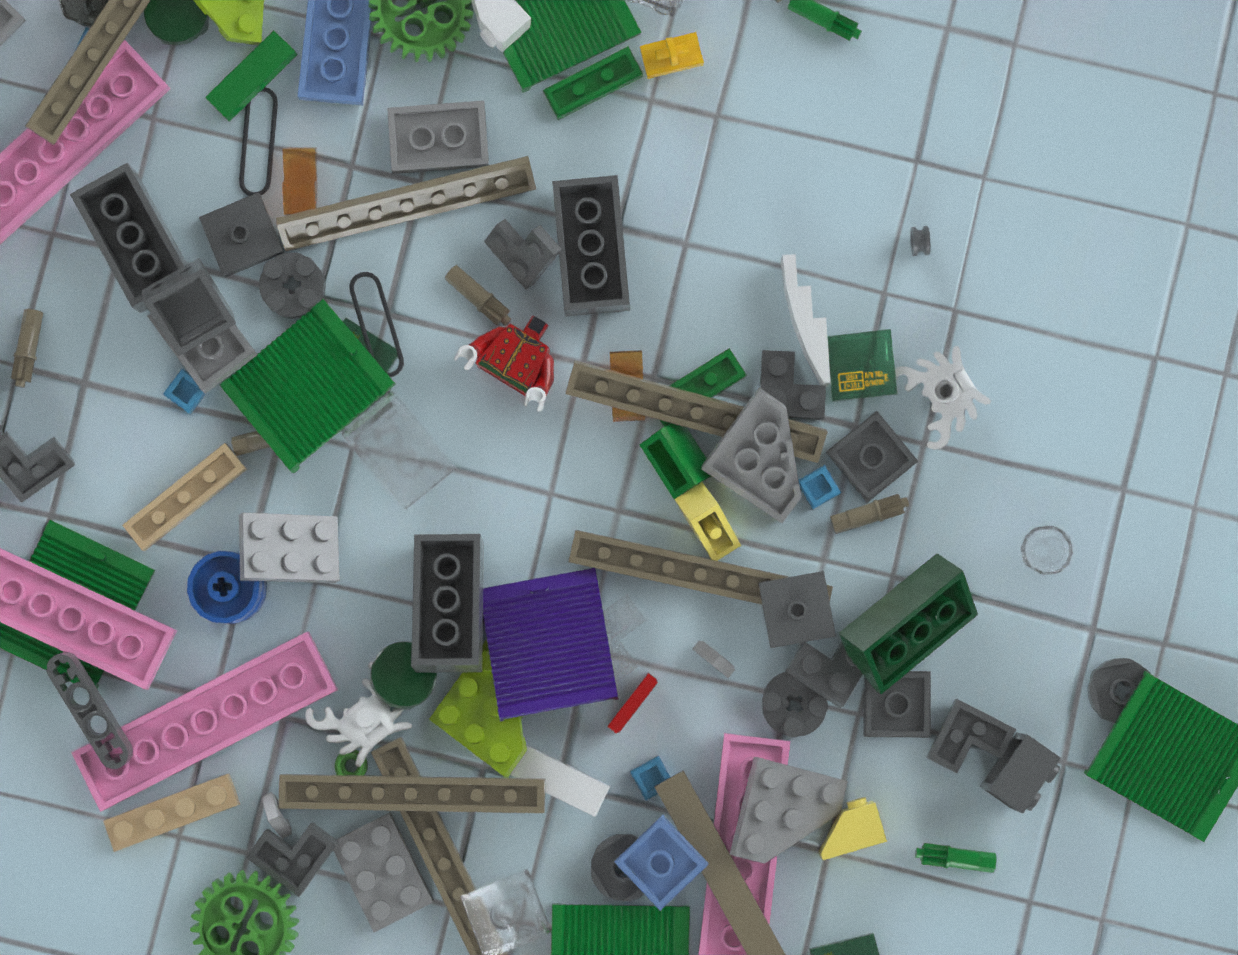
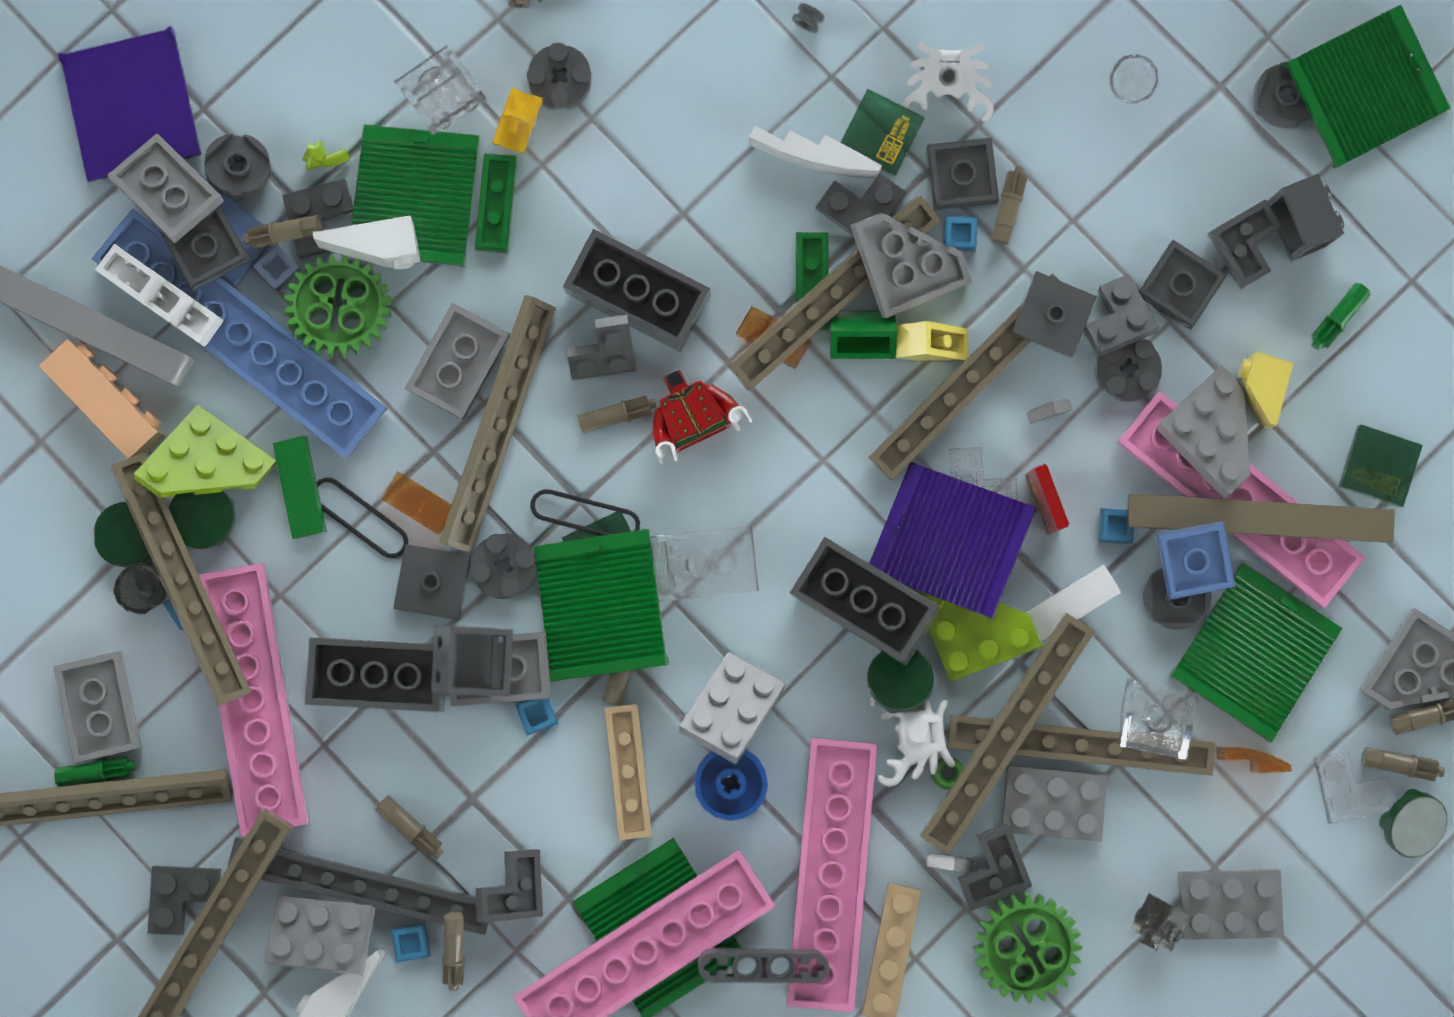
camera: 65 degrees left, 0 degrees up
(745, 81) = (559, 58): none -> dark grey plate
(909, 622) = (1123, 228): dark green slope -> none

